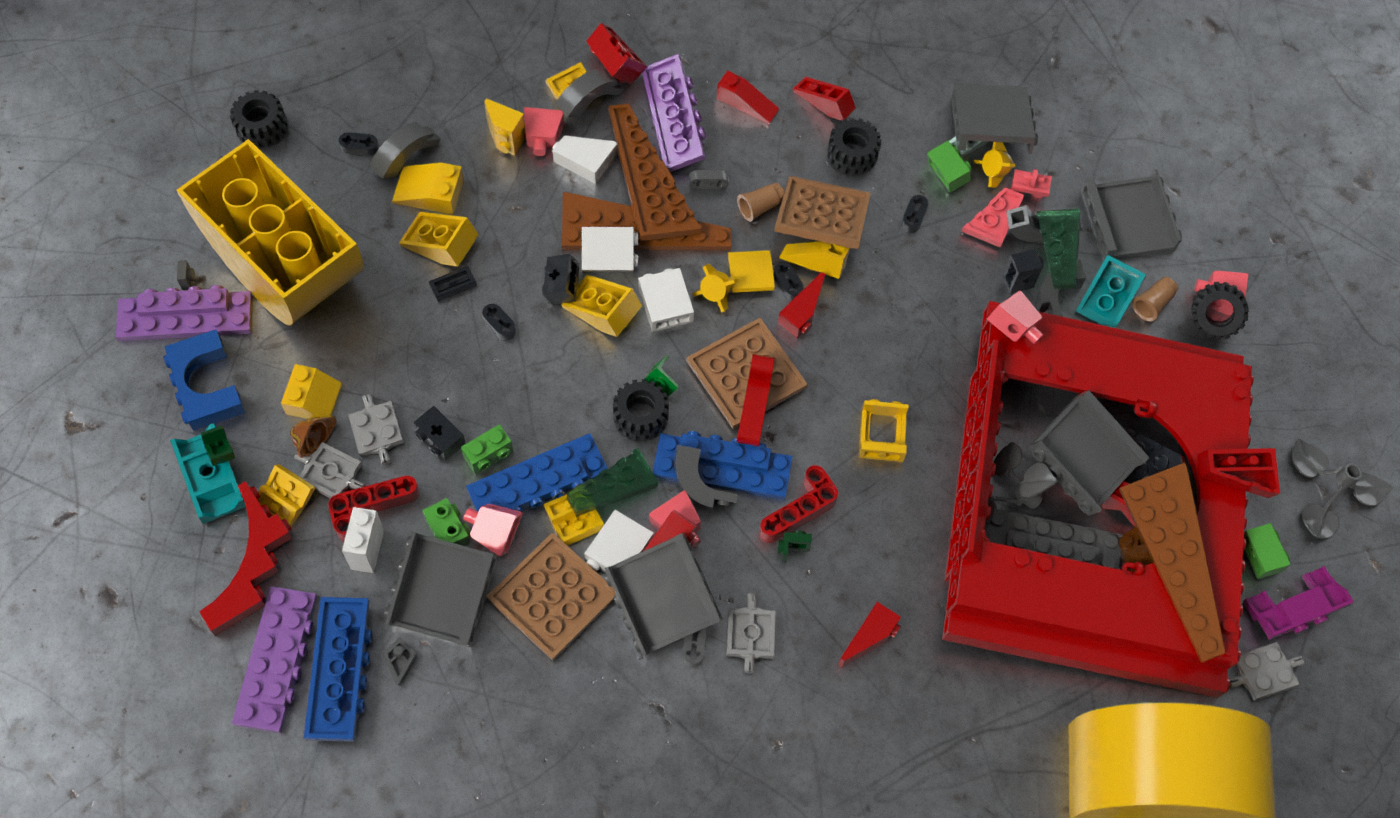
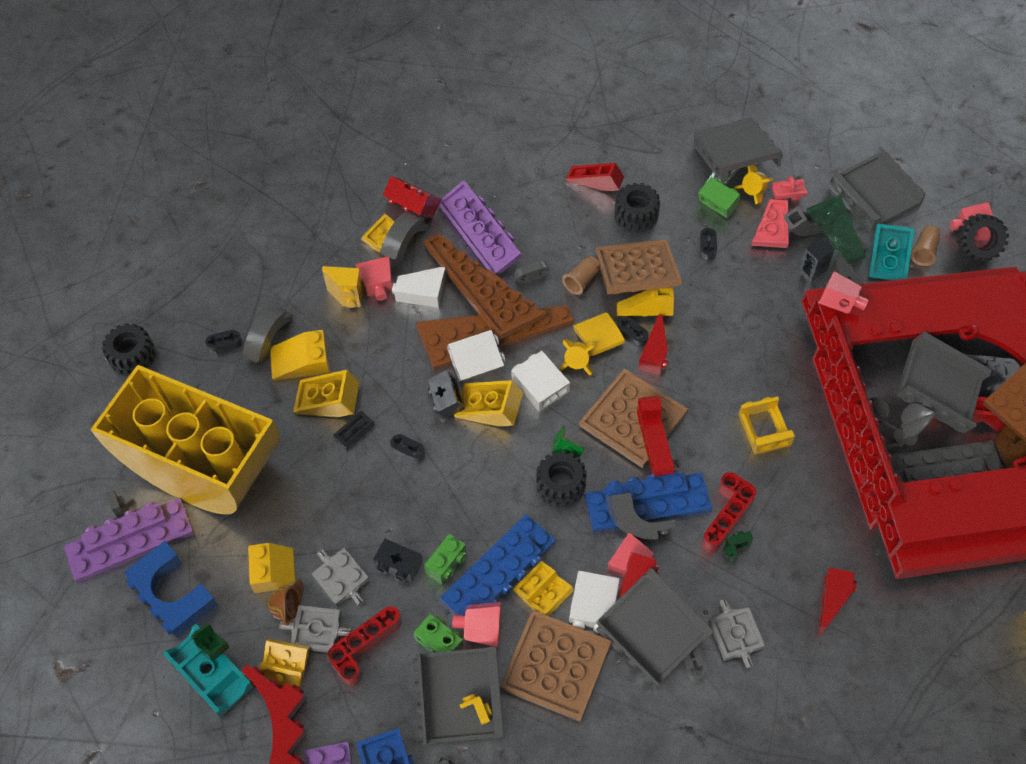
camera: 15 degrees left, 5 degrees down
(363, 540) = (373, 677): white brick -> none
(456, 610) = (483, 710): none -> yellow bracket
(621, 481) = (569, 546): clear green wing -> none
(745, 97) = (530, 197): red slope -> none

